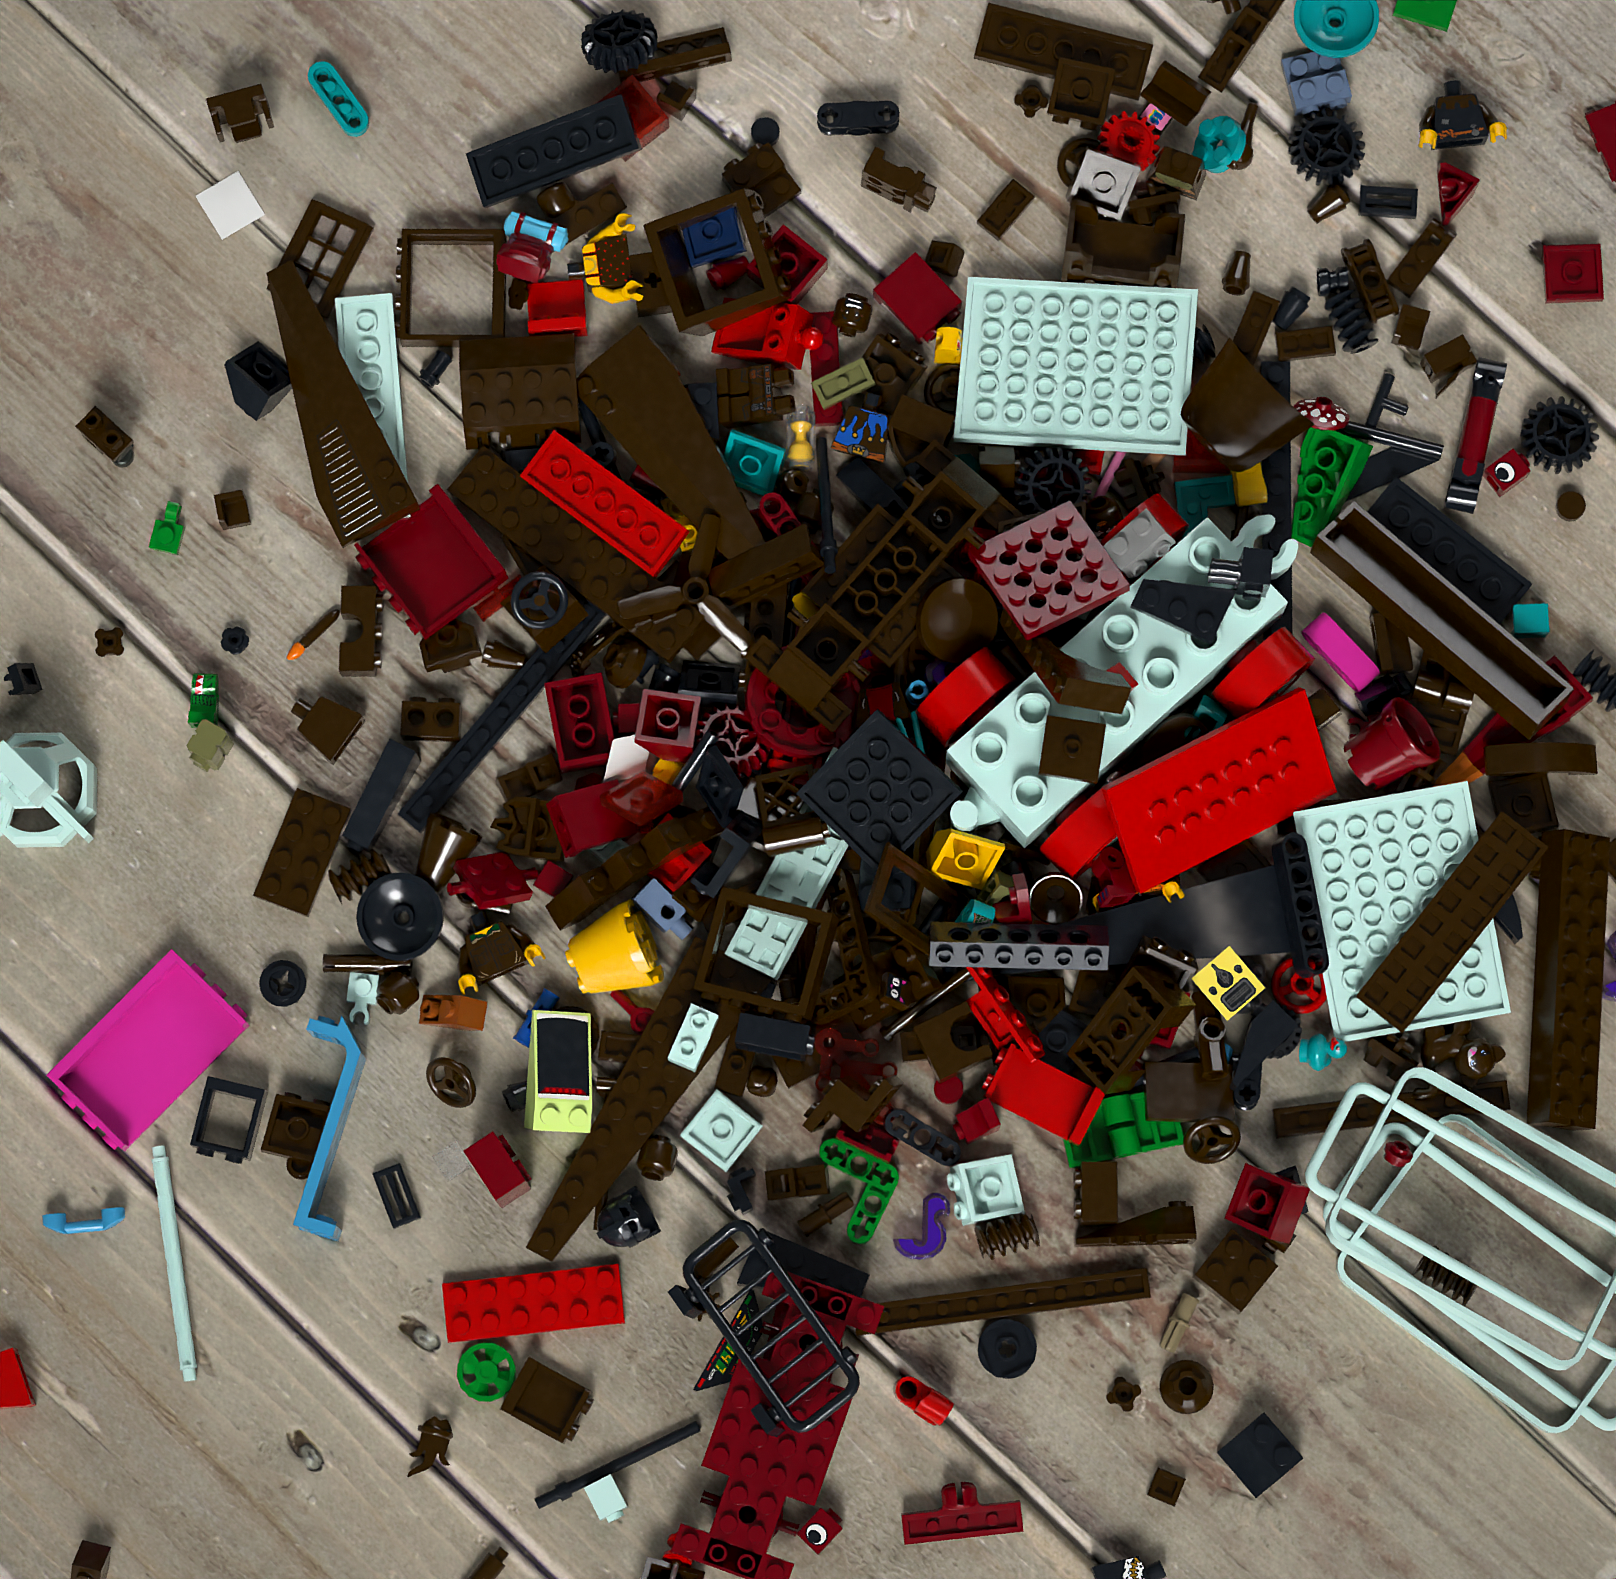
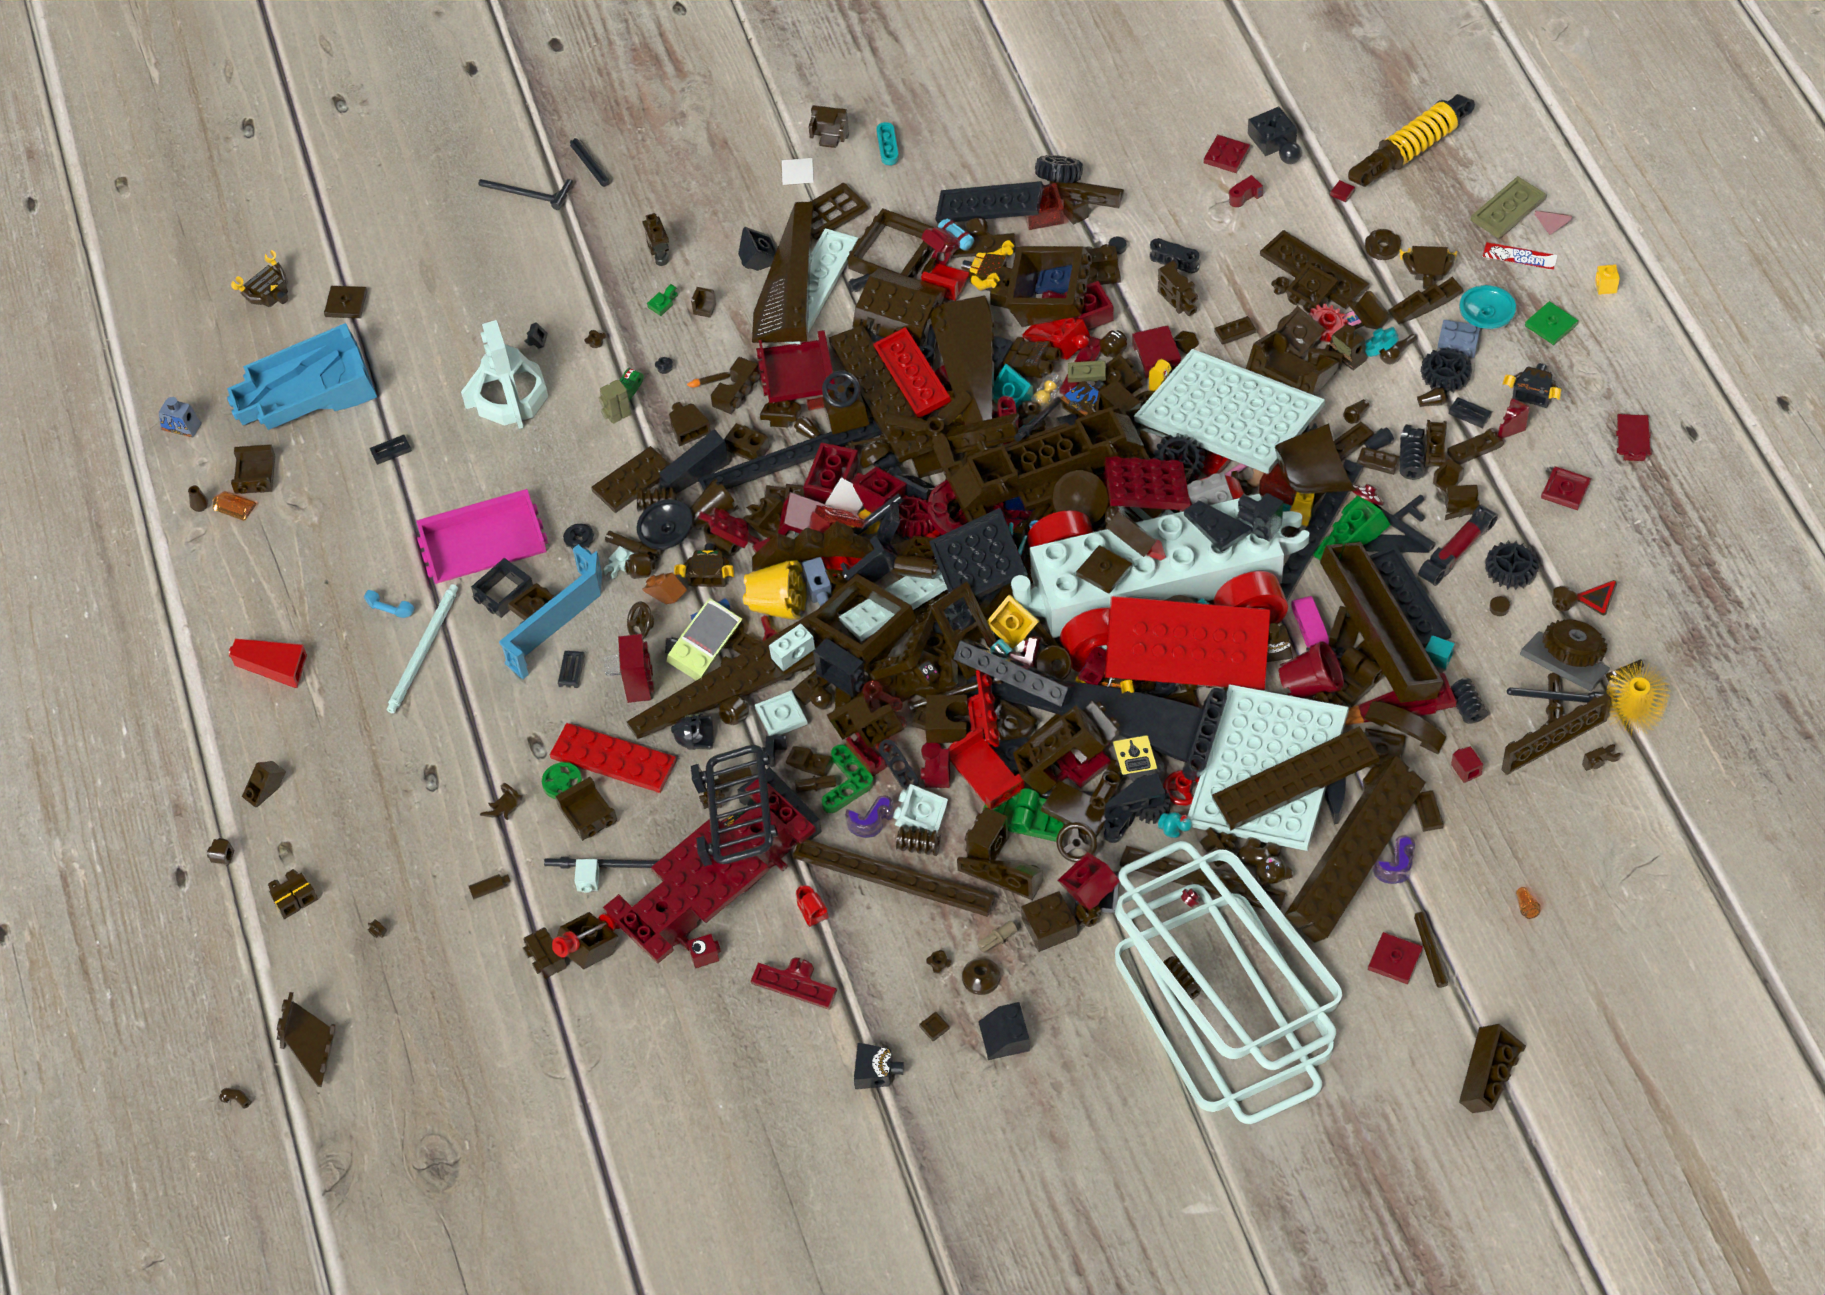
camera: 30 degrees right, 25 degrees down
(1014, 1333) = (884, 914): black plate -> none
(1507, 472) = (1467, 571): dark red brick -> none

